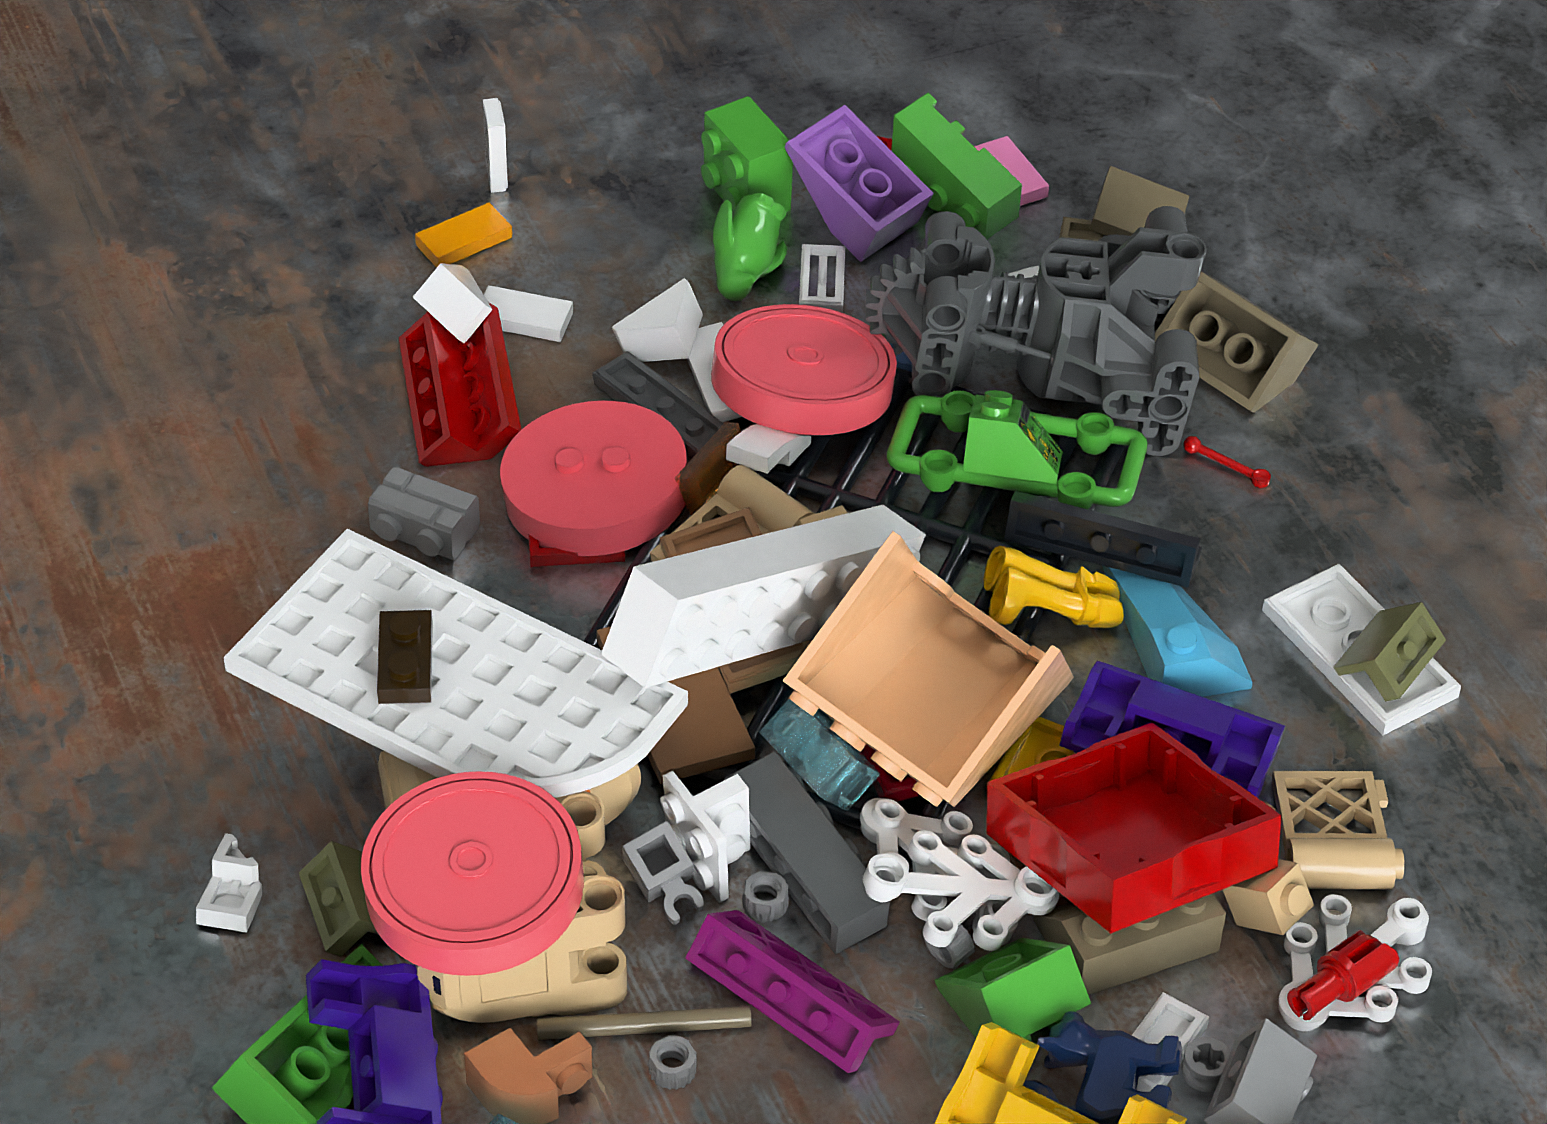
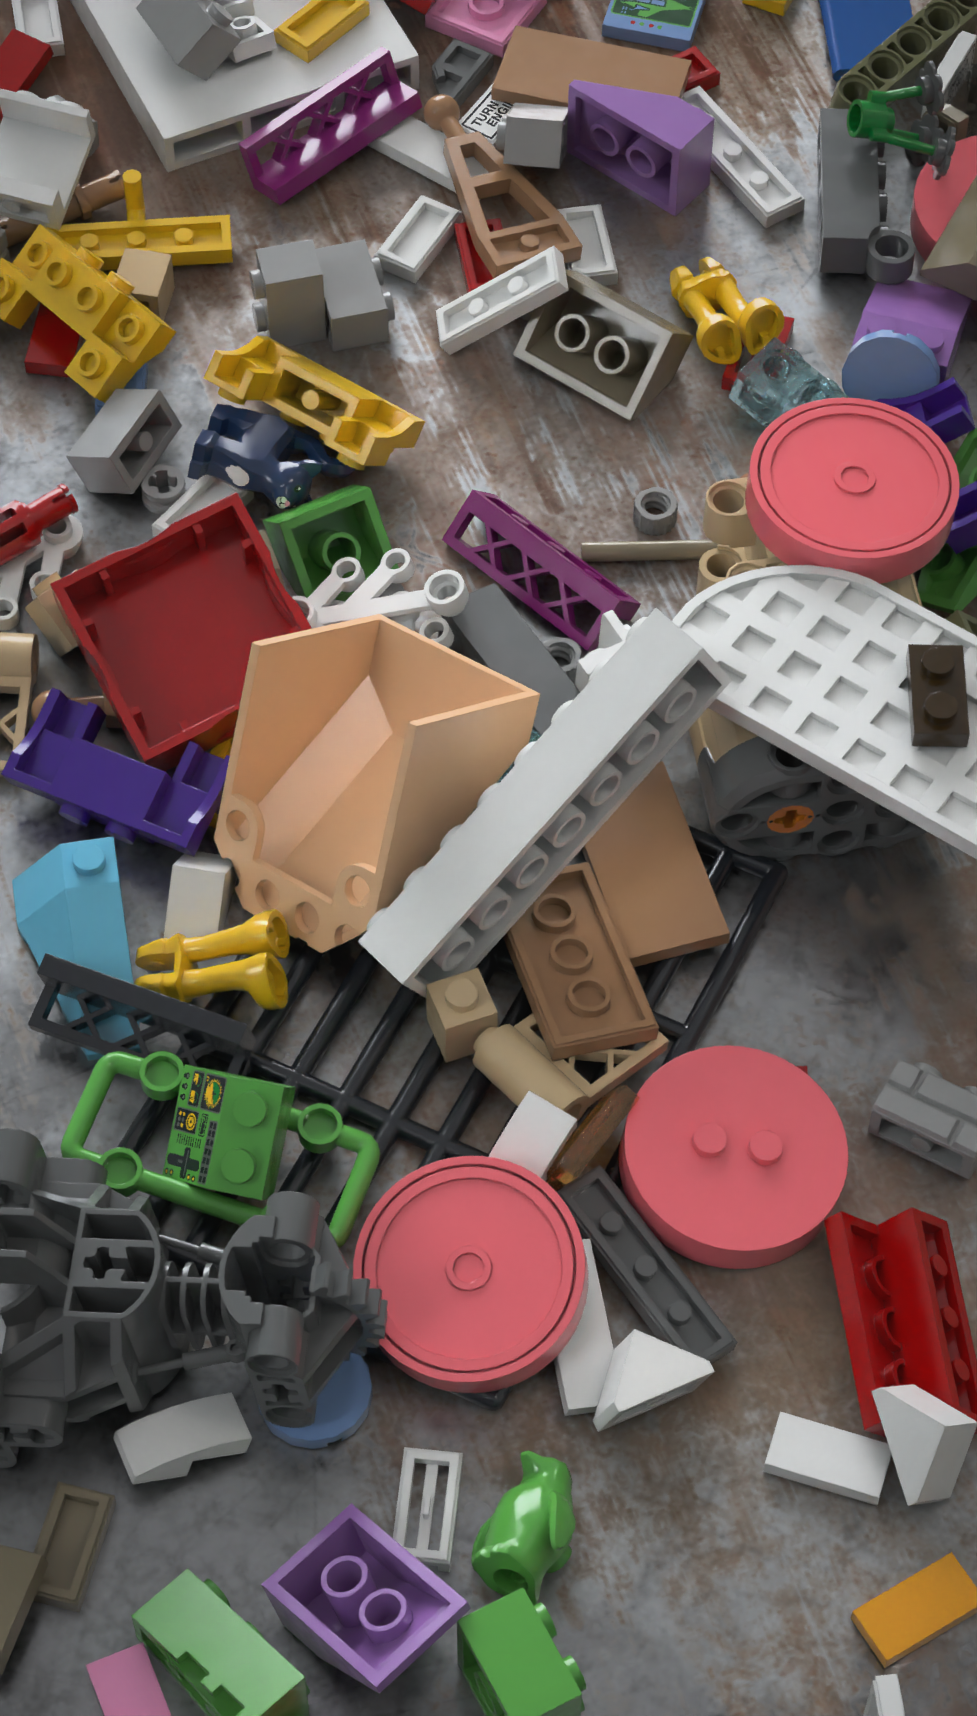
camera: 175 degrees left, 10 degrees up
(1080, 657) = (199, 895): none -> white slope

